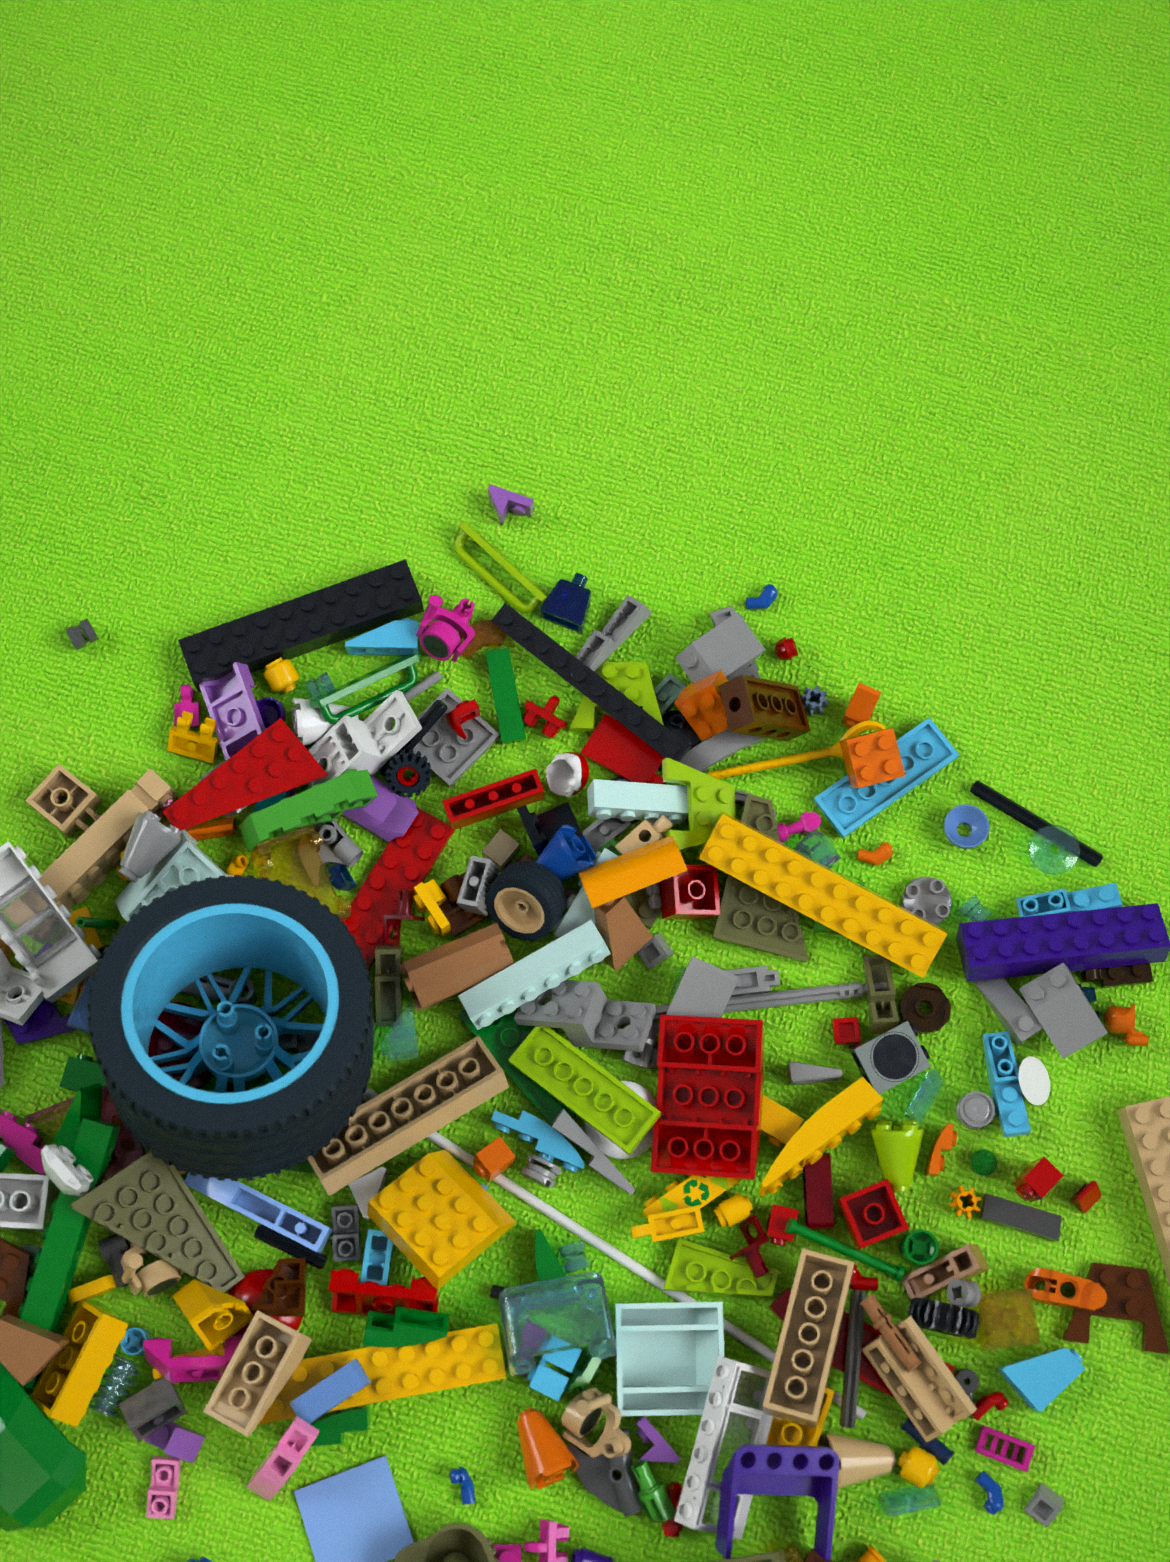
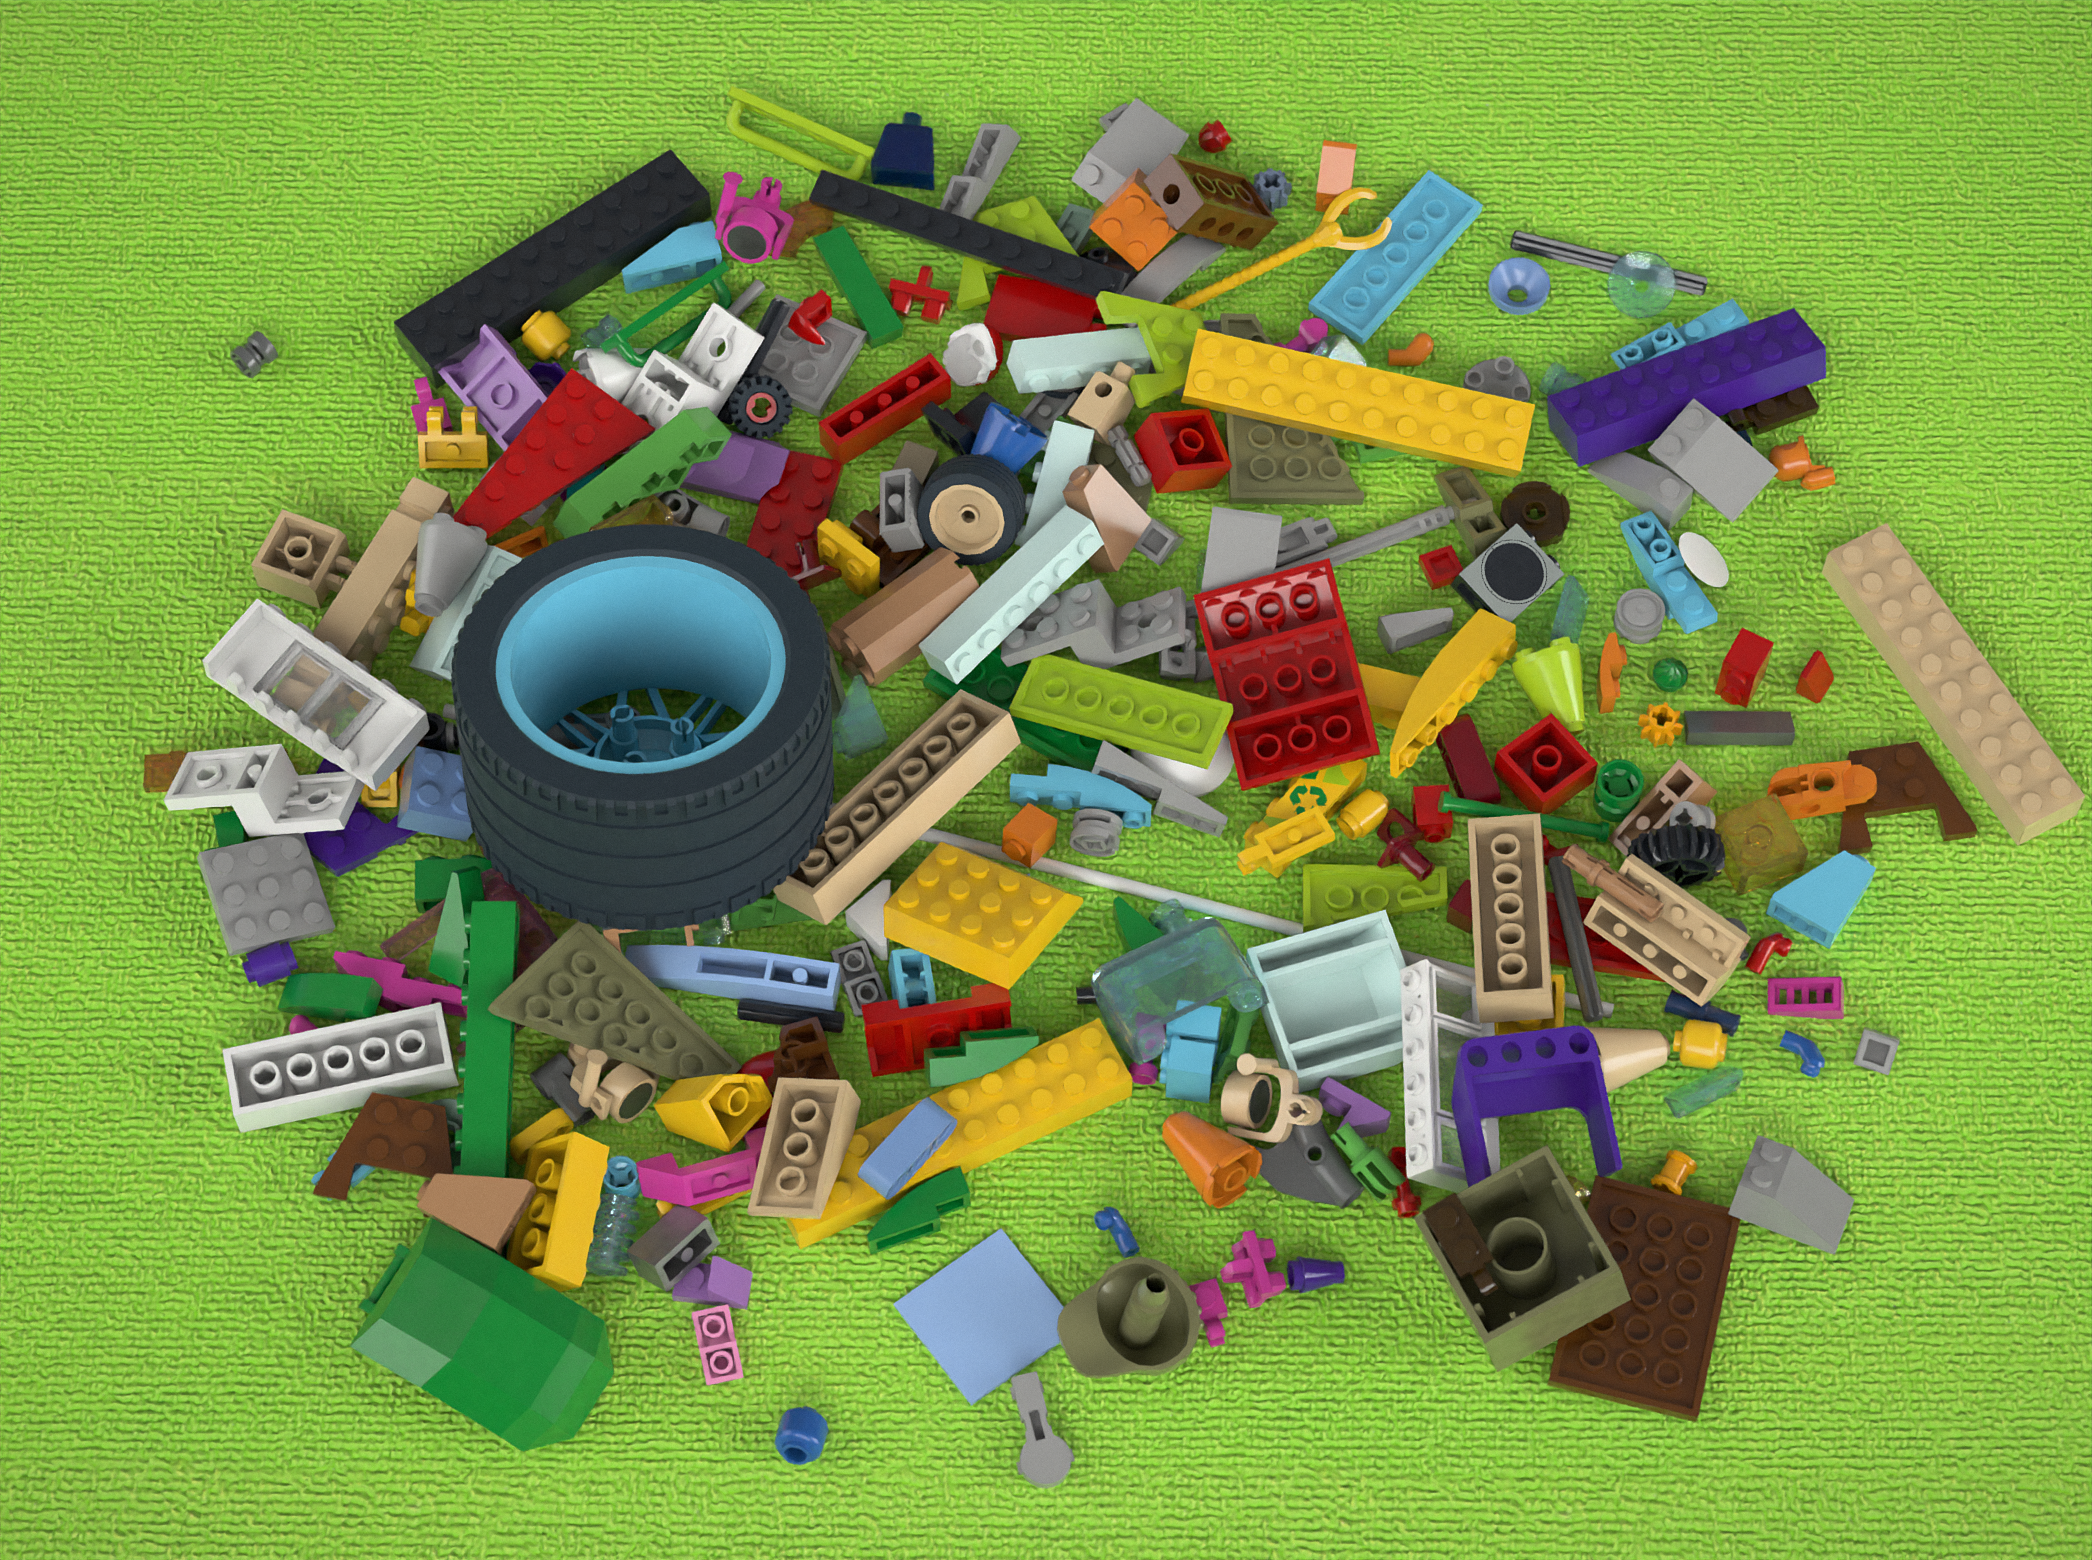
camera: 15 degrees left, 10 degrees down
(59, 1168) = (471, 966): white slope -> none
(97, 923) = (401, 683): green piece -> none
(283, 1459) = (869, 1250): bright pink slope -> none
(505, 500) = (777, 51): medium lavender slope -> none
(632, 871) = (1101, 430): light orange brick -> none
(765, 599) = (1165, 88): blue arm -> none
(872, 758) = (1369, 228): orange brick -> none

